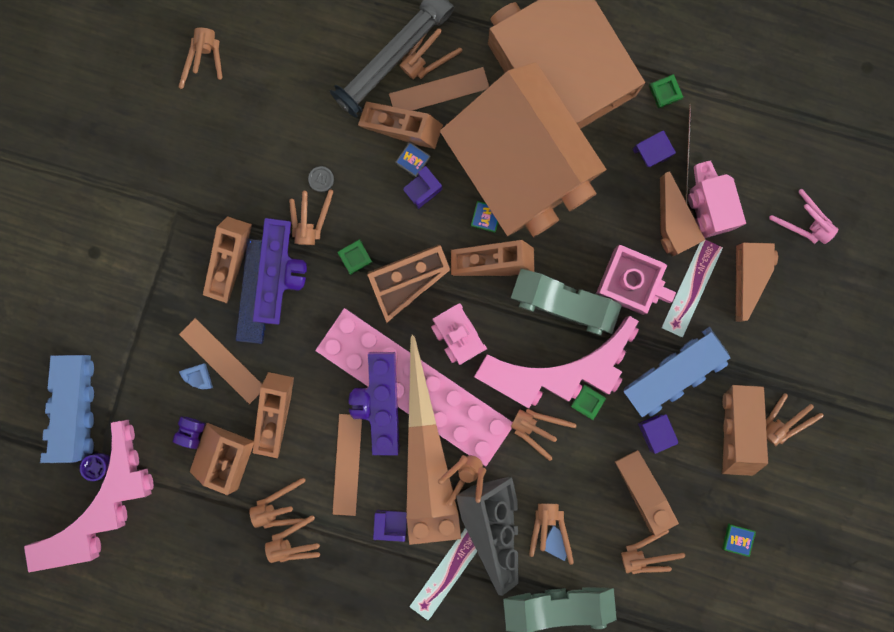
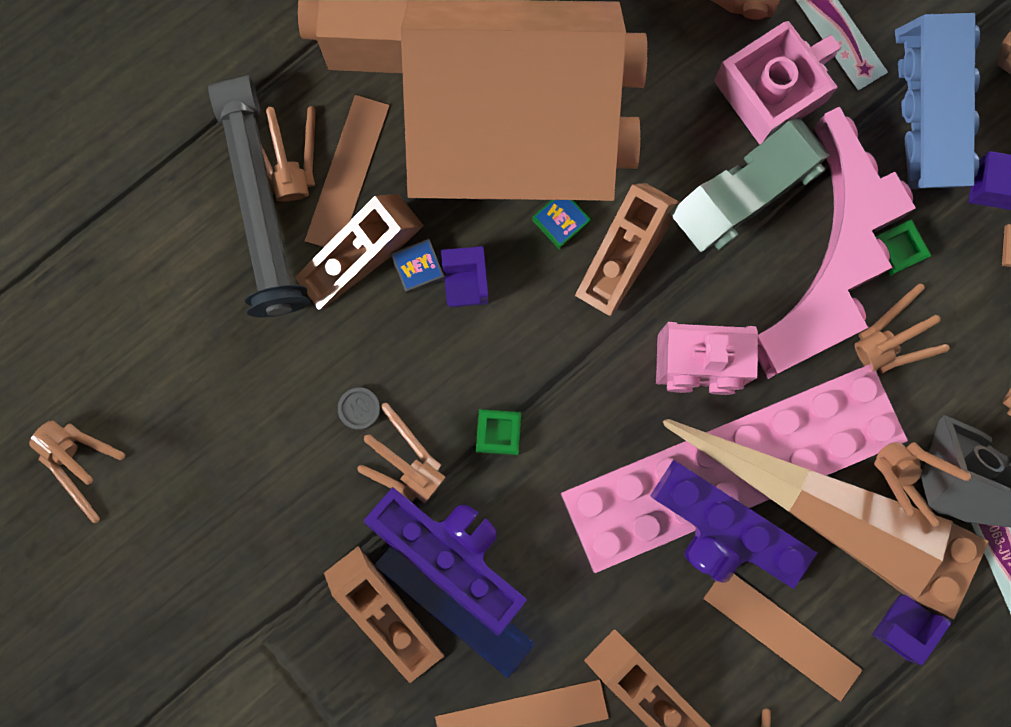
camera: 55 degrees left, 5 degrees down
(406, 279) = (579, 377): nougat wedge -> none

